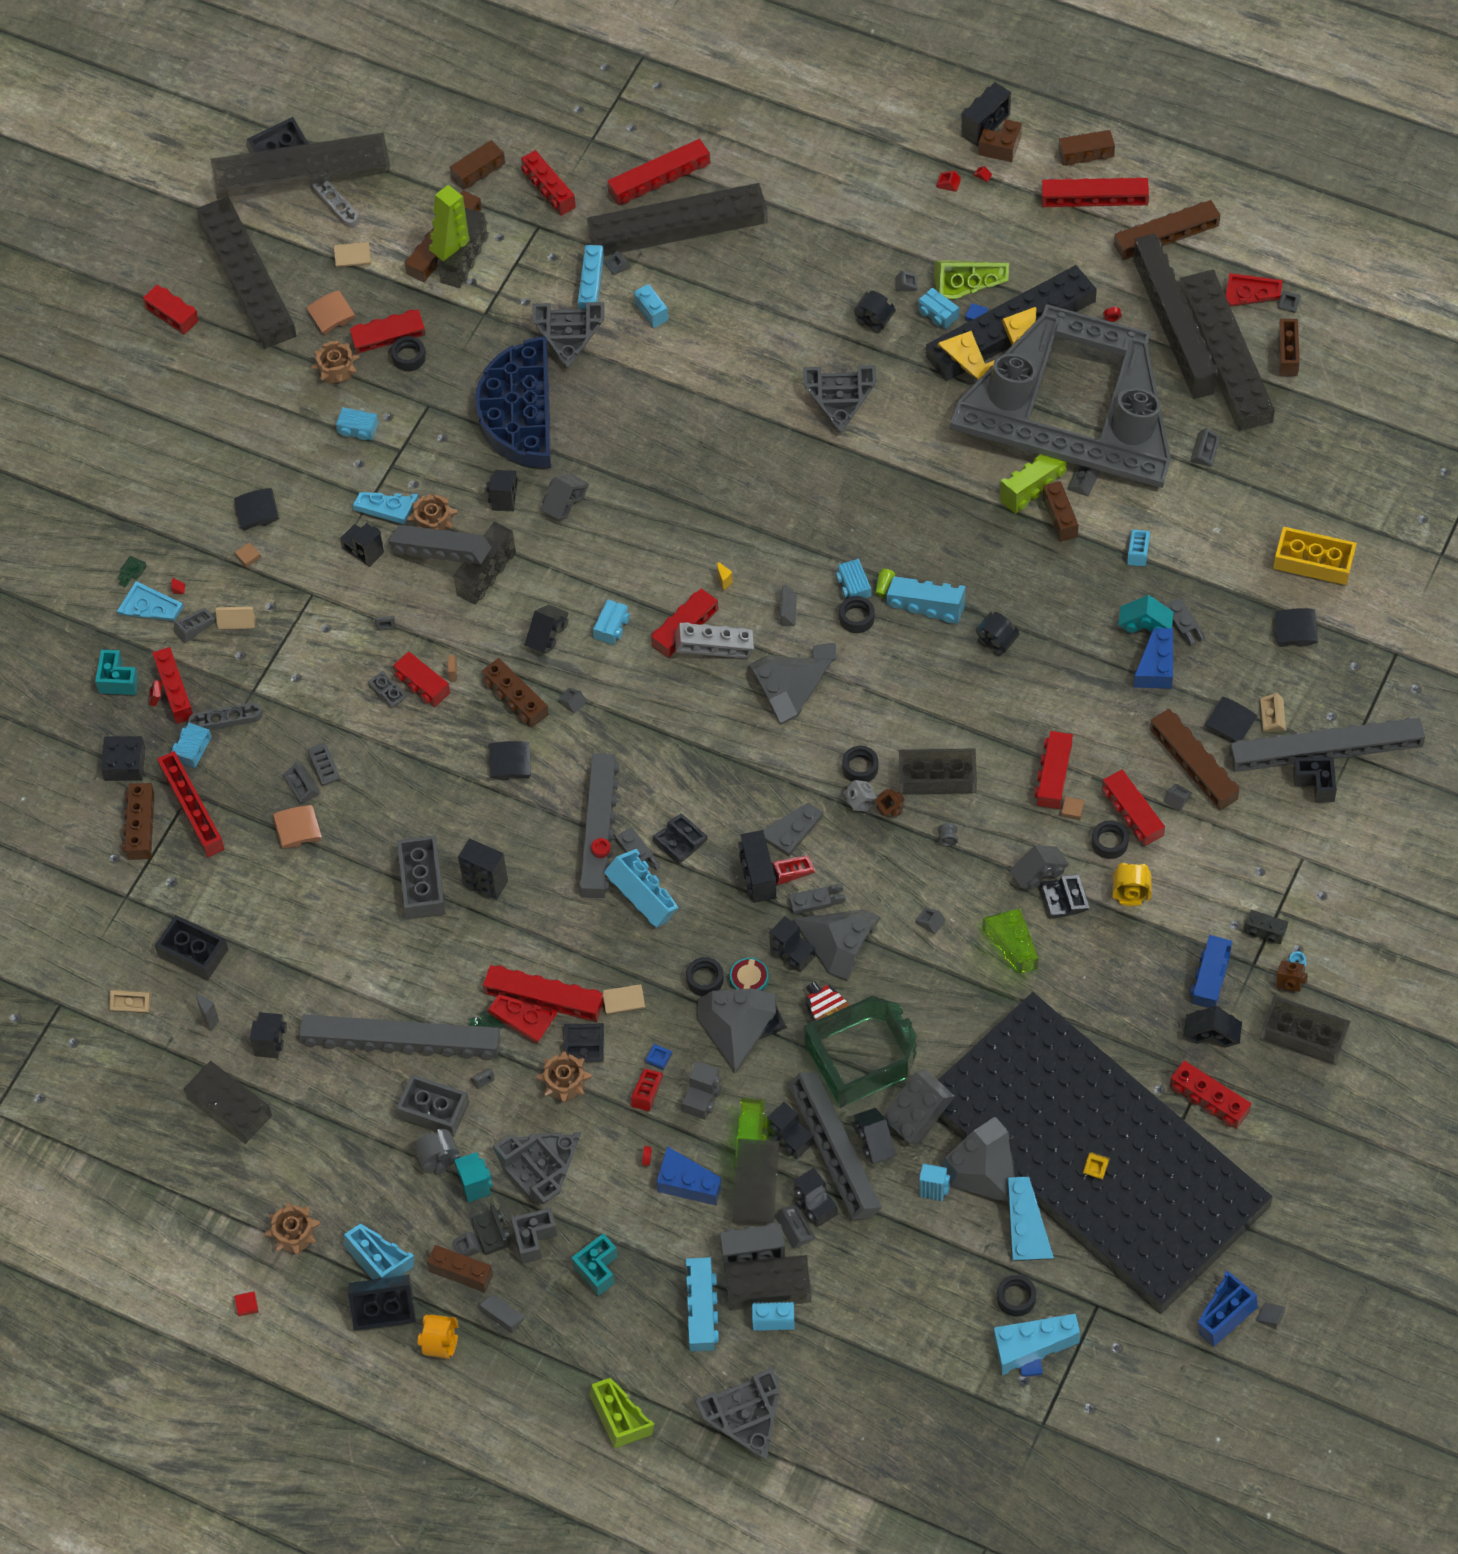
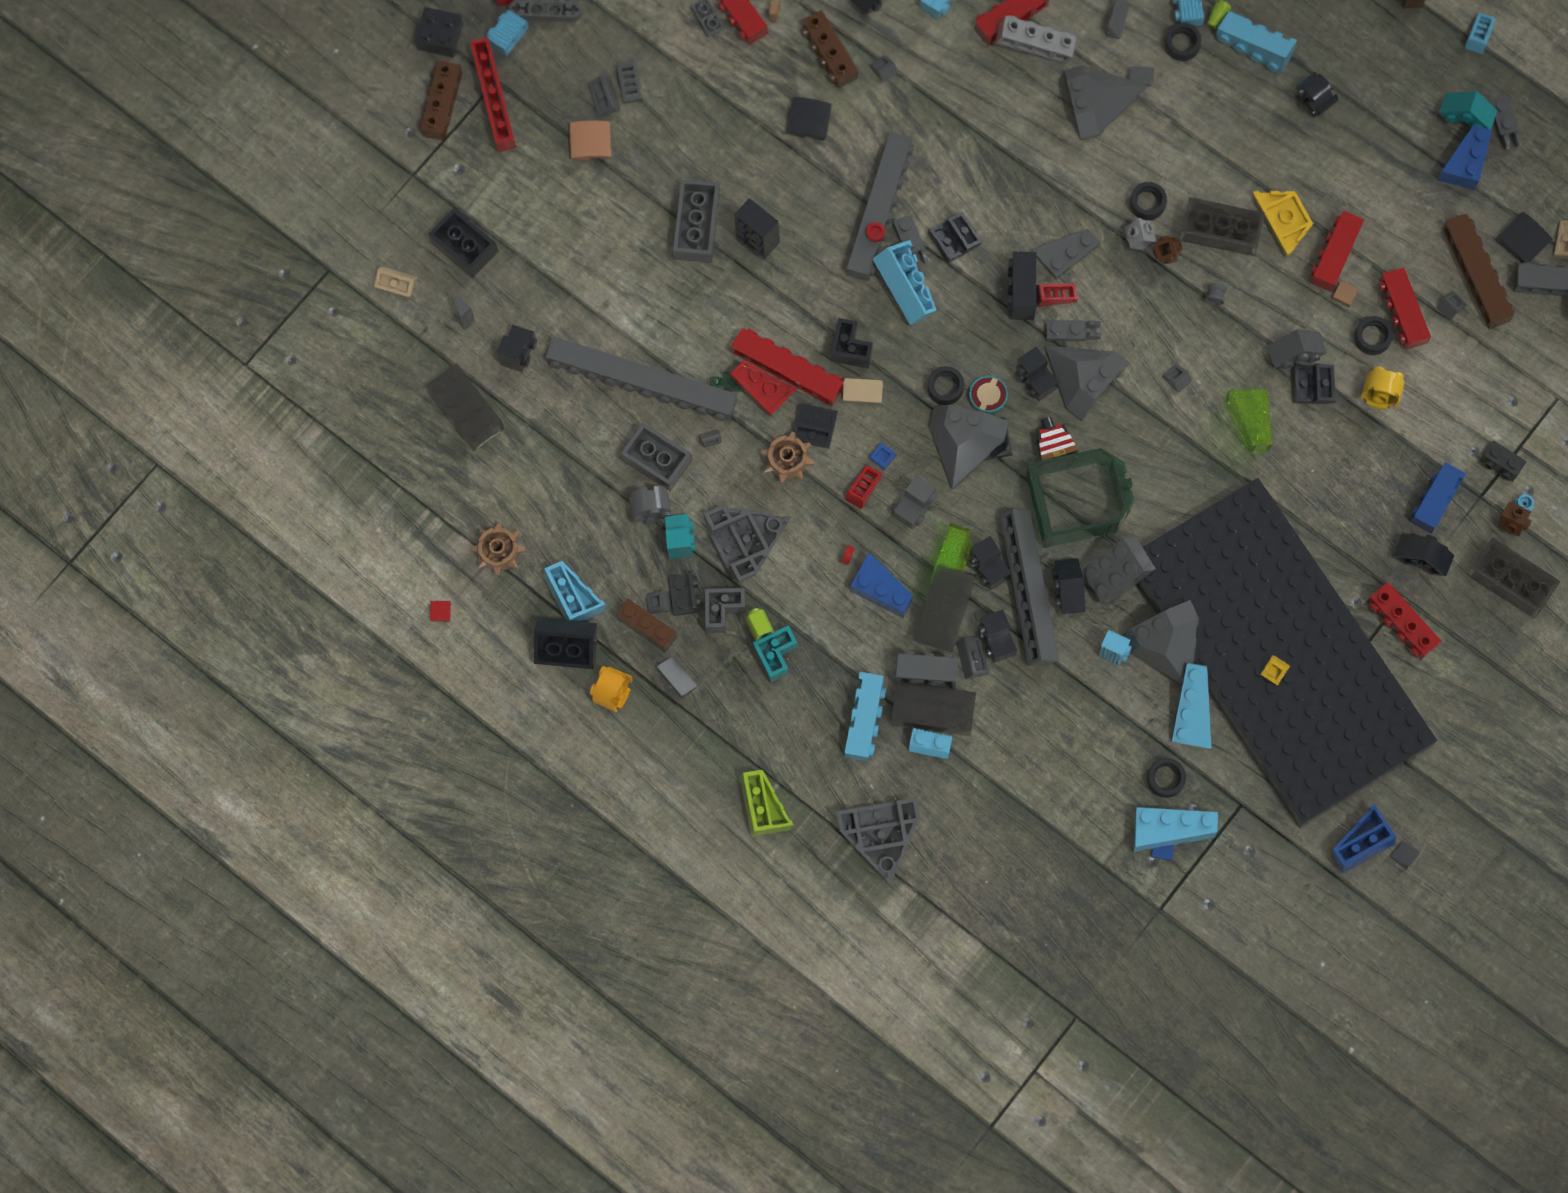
camera: 15 degrees right, 15 degrees up
(573, 1238) = (759, 624): none -> lime brick
(601, 962) = (847, 349): none -> black brick
(996, 751) = (1285, 217): none -> yellow wing

